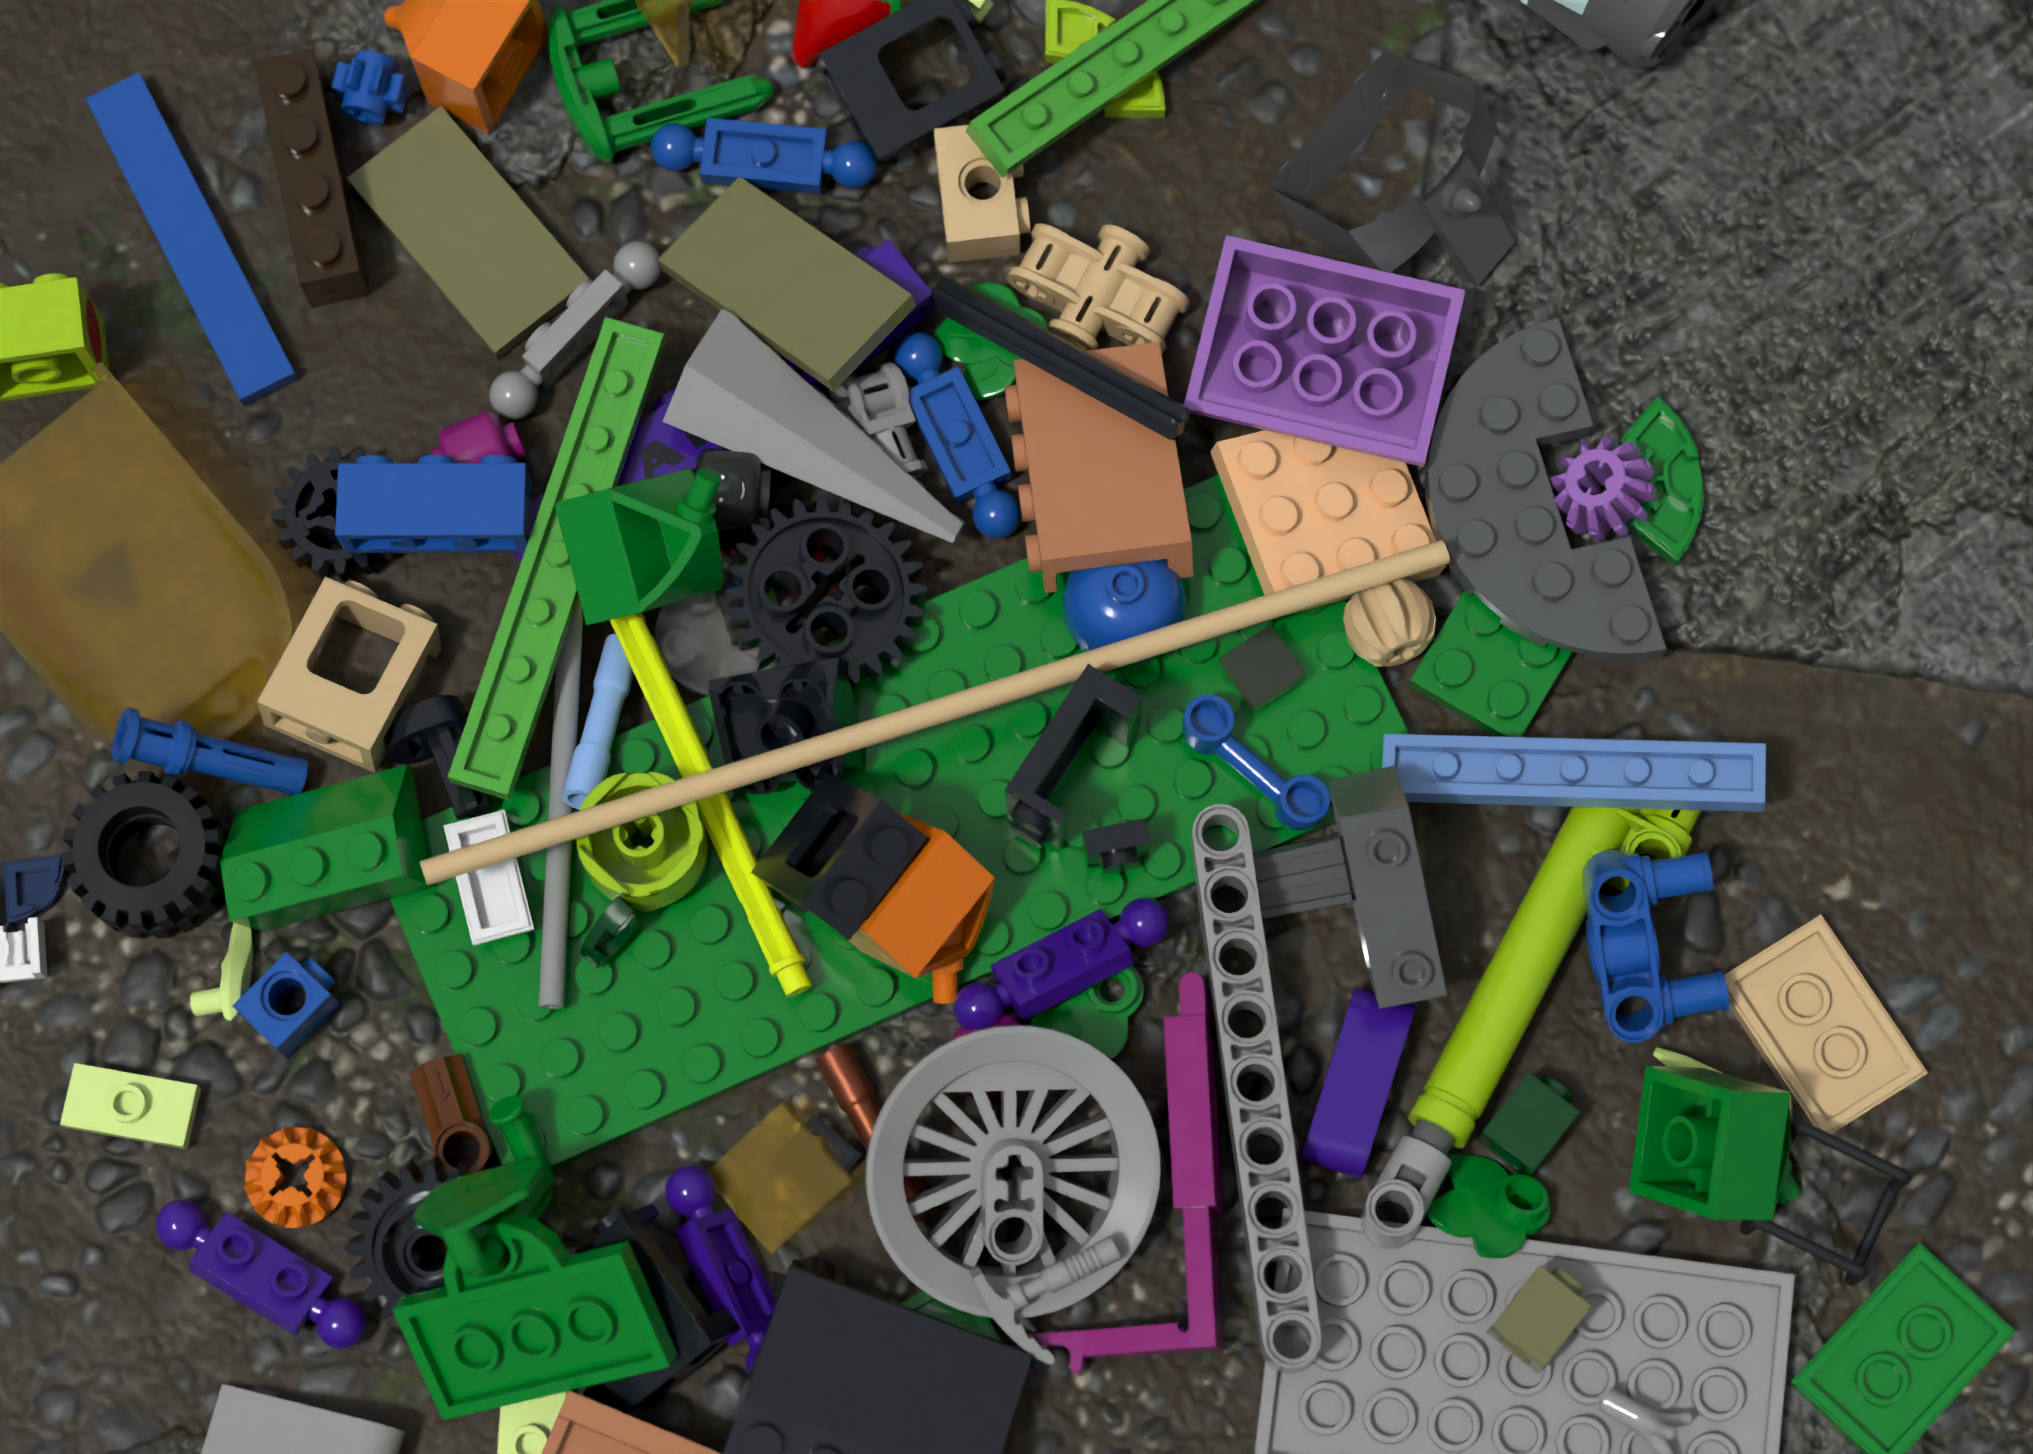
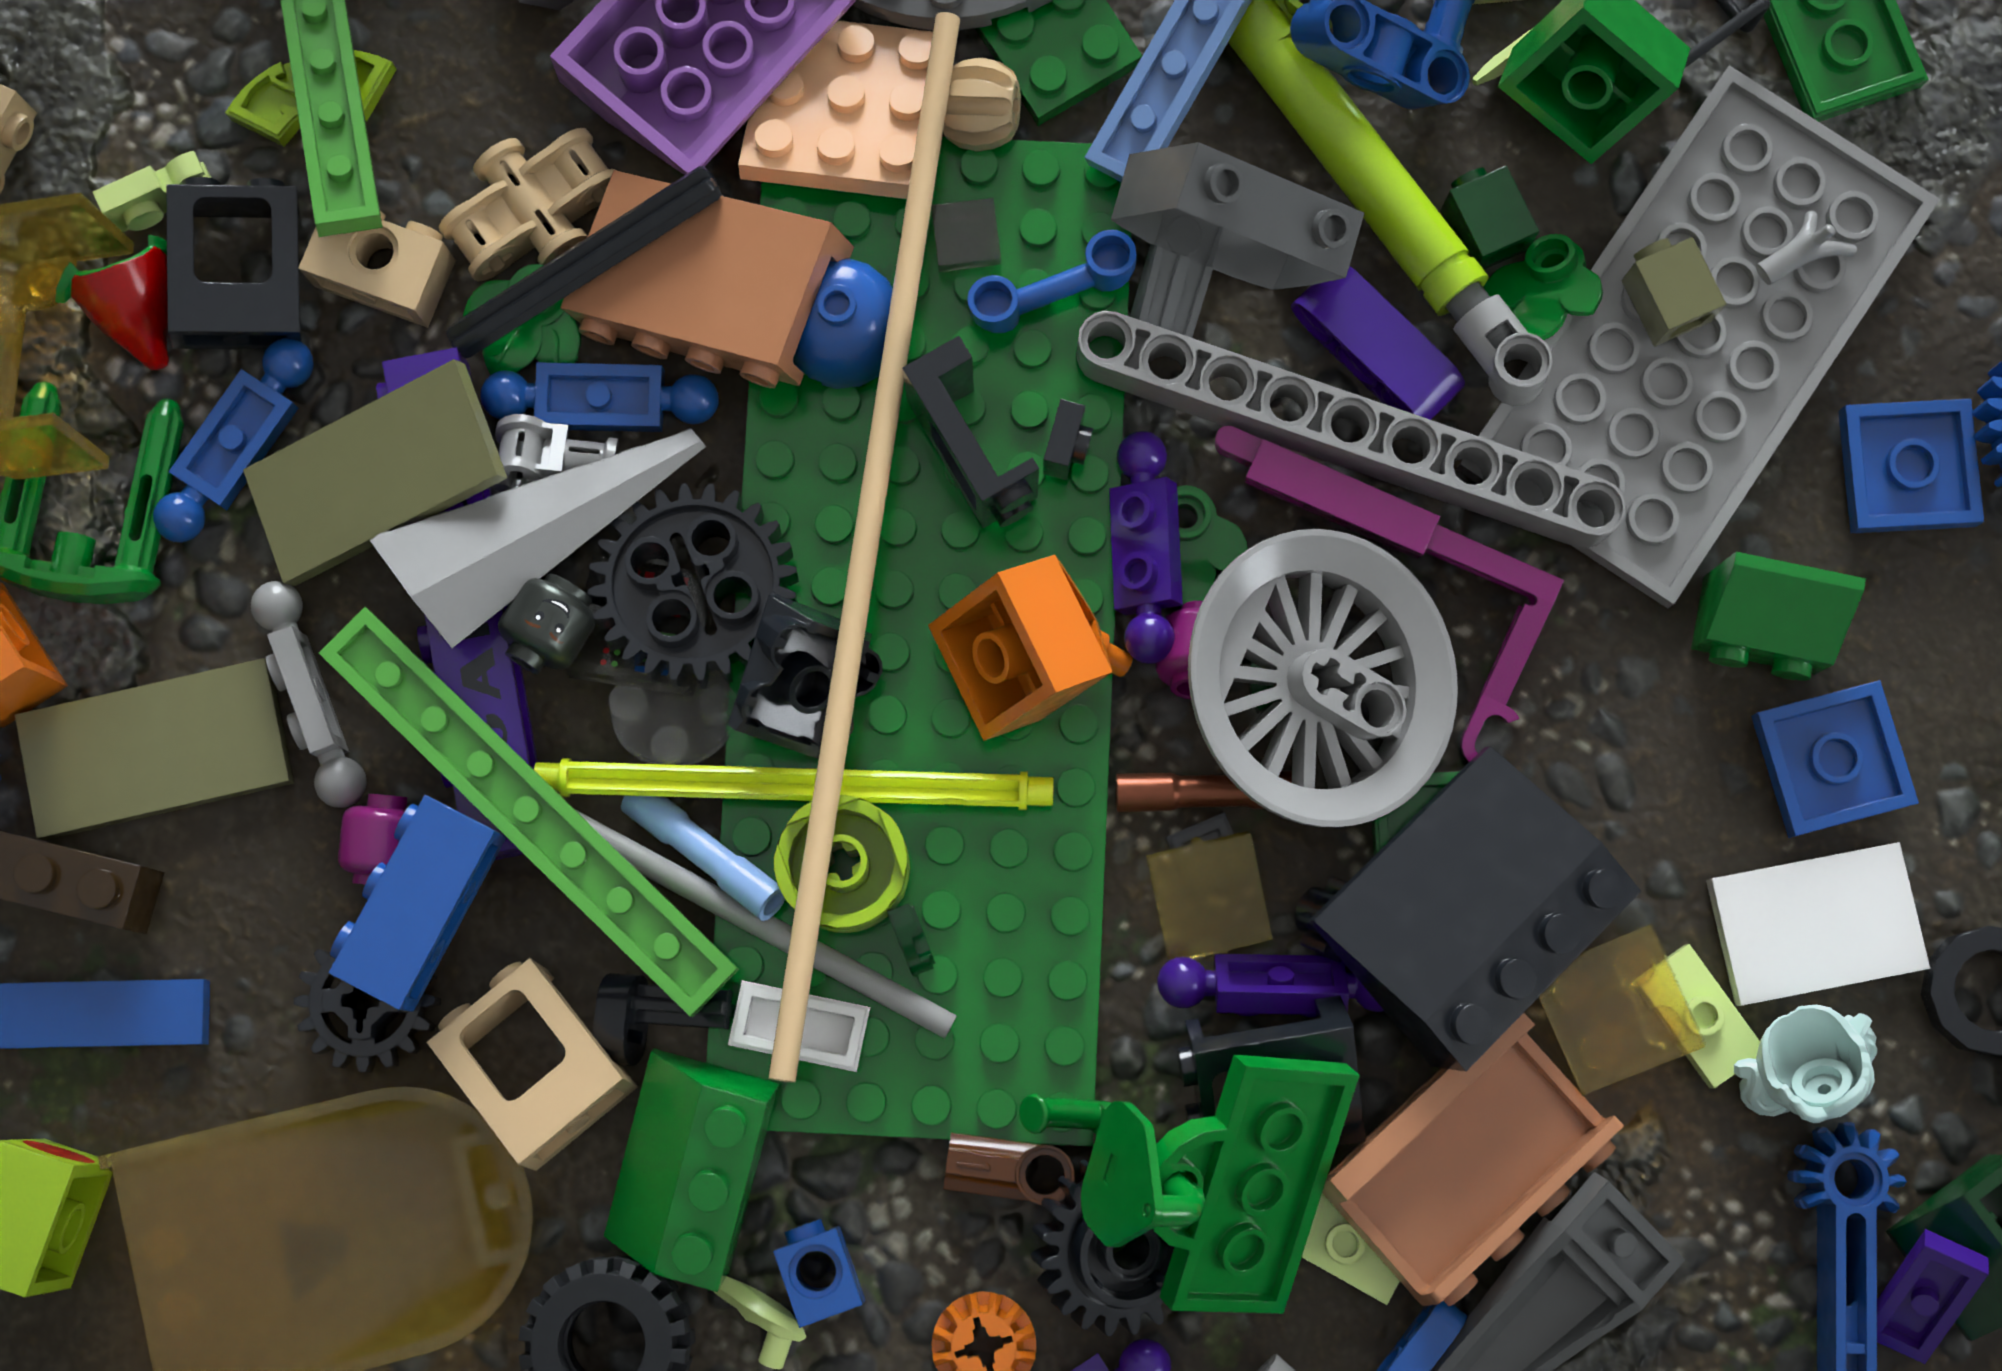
camera: 65 degrees left, 5 degrees up
(182, 749) = (525, 1259): blue pin -> none
(643, 543) = (565, 719): green piece -> none
(839, 854) = (927, 701): black window -> none
(1051, 1279) = (1433, 692): light grey piece -> none

